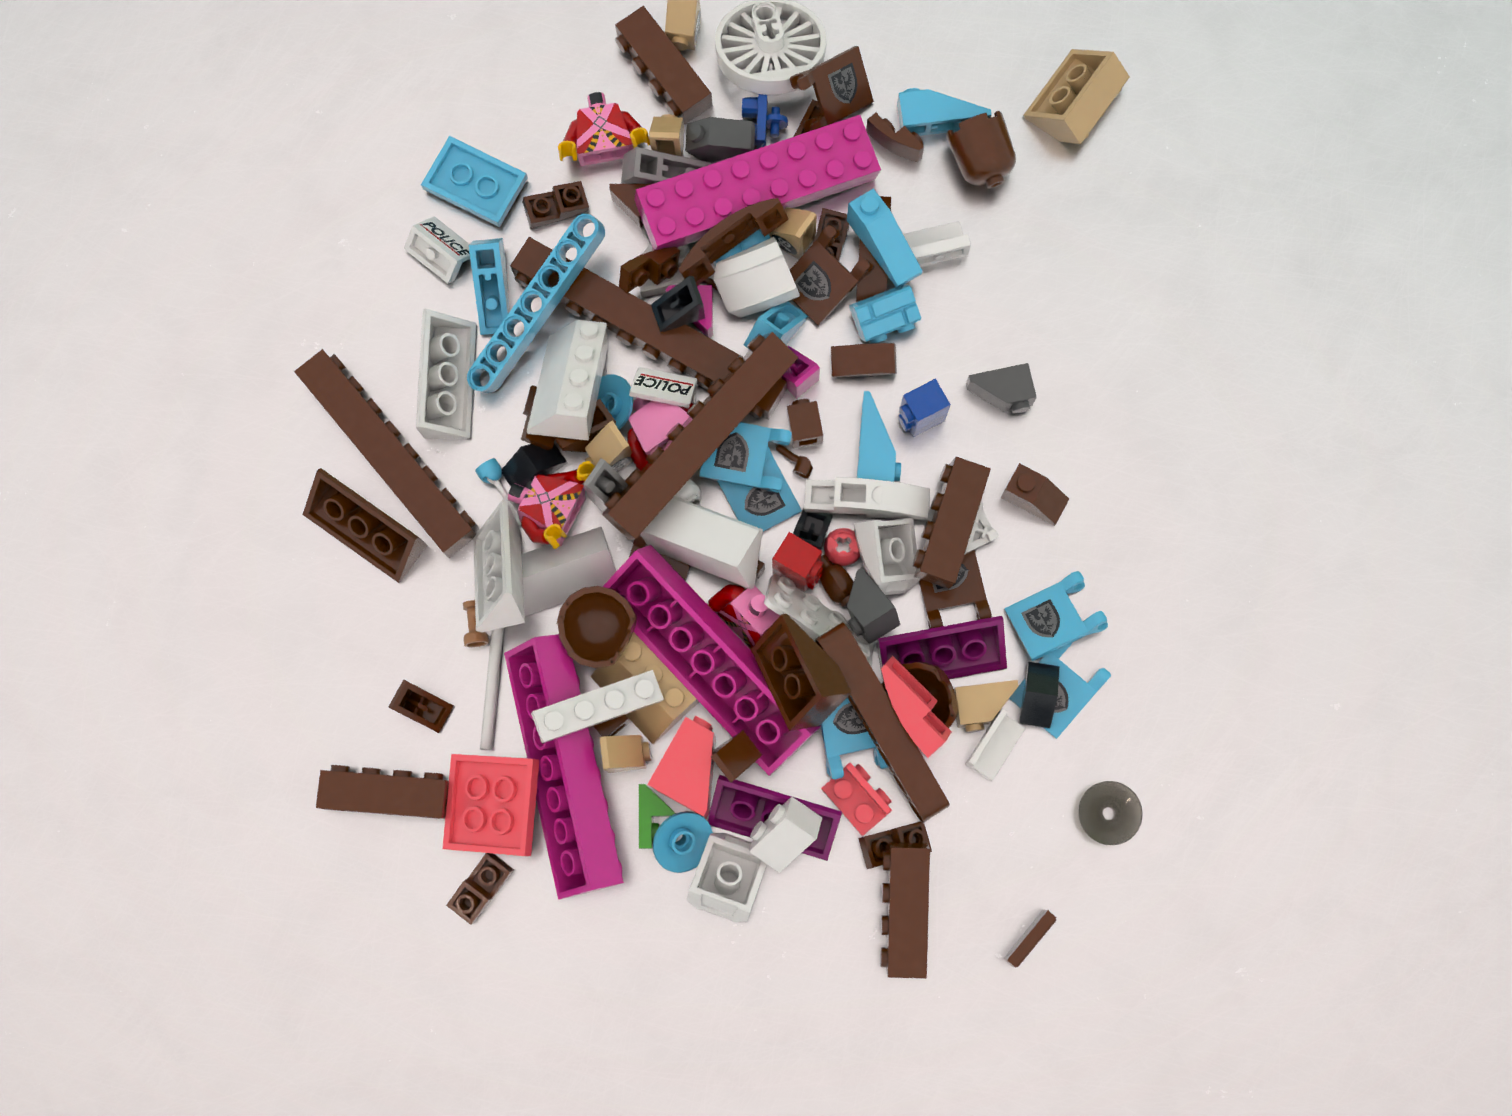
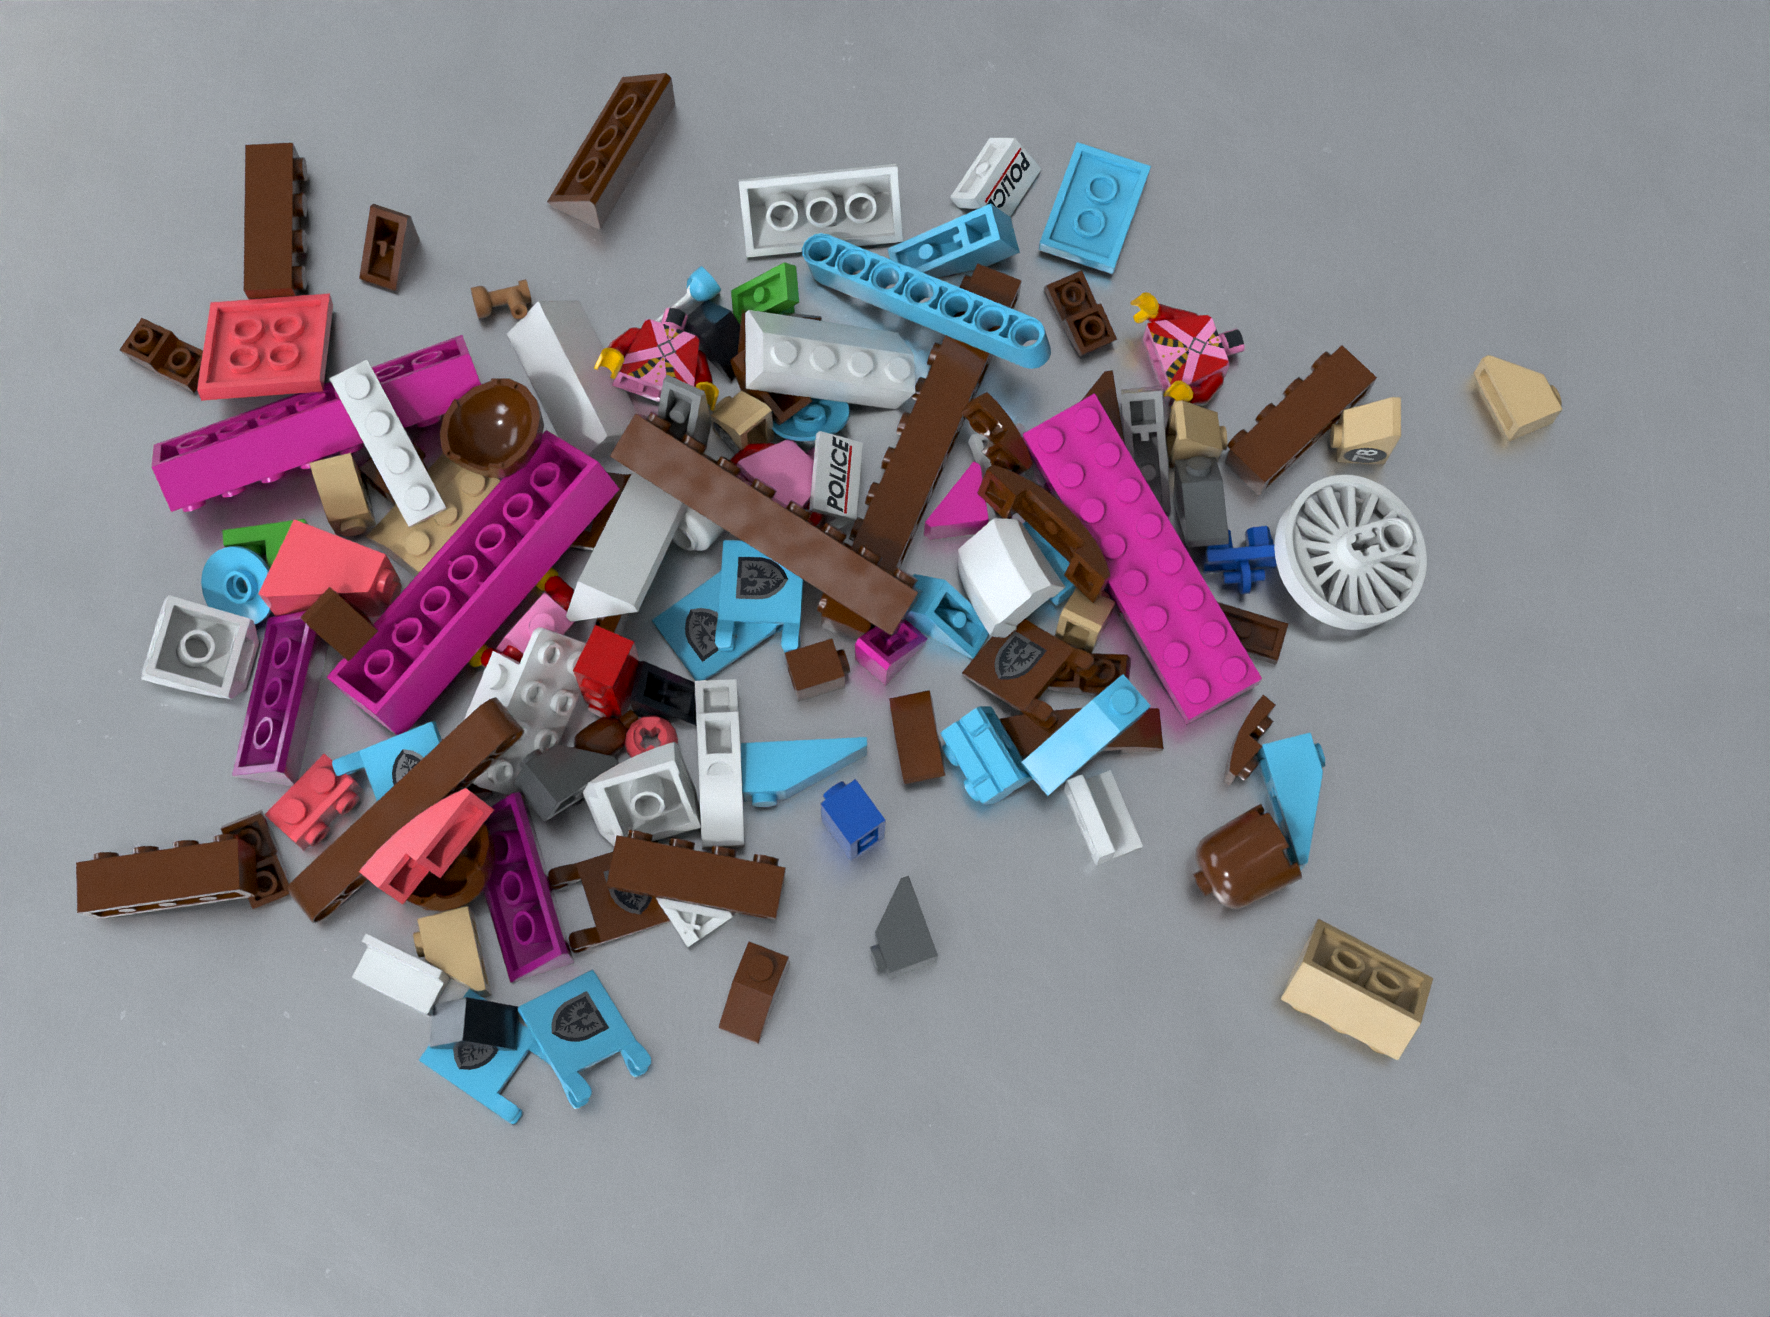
camera: 75 degrees right, 5 degrees down
(385, 452) = (709, 159): reddish brown brick -> none
(491, 692) = (421, 332): white bar -> none
(498, 572) = (559, 309): white slope -> none
(508, 422) = (769, 292): none -> bright green slope
(679, 306) = (947, 479): black slope -> none
(785, 834) = (251, 706): white brick -> none
(799, 674) = (445, 686): reddish brown slope -> none
(803, 464) = (759, 677): reddish brown hand -> none
(838, 86) = (1303, 648): reddish brown flag -> none
(1030, 938) = (141, 1048): reddish brown tile -> none
(1125, 808) = (297, 1134): clear smoke dish -> none

